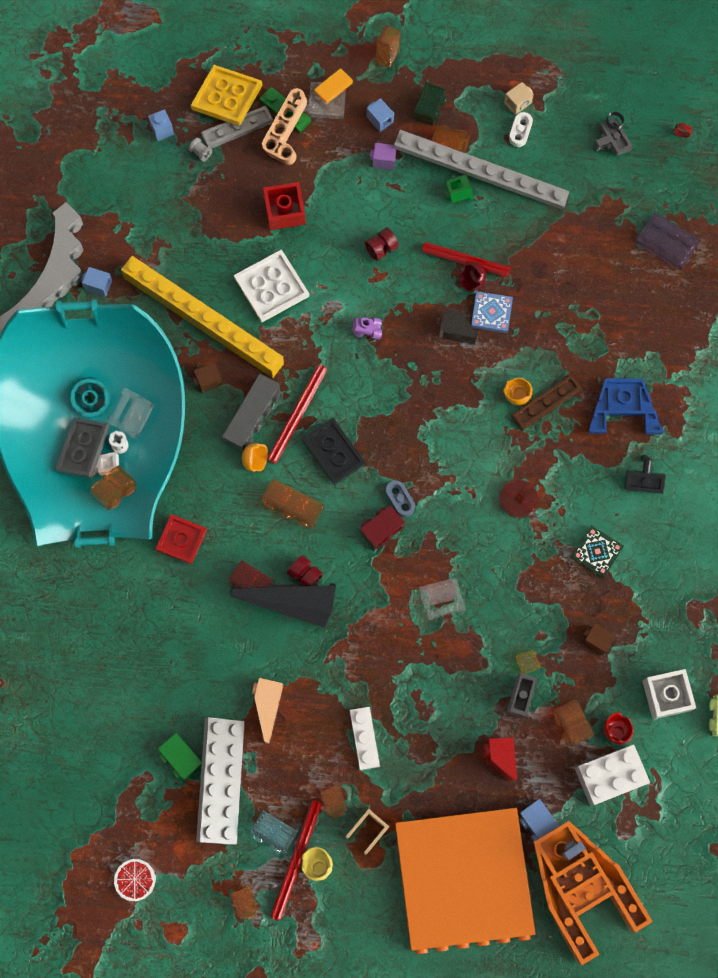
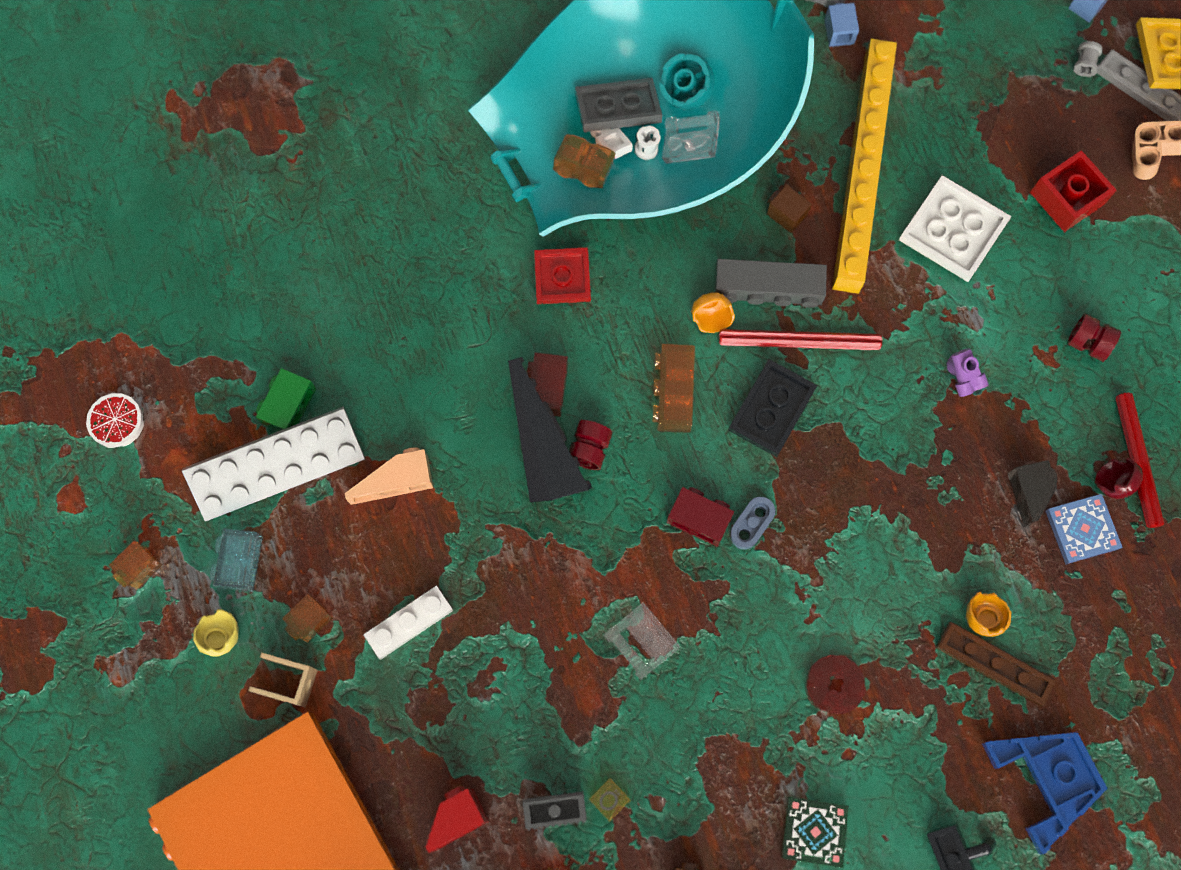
camera: 70 degrees right, 0 degrees up
(295, 860) = (210, 605): red axle -> none

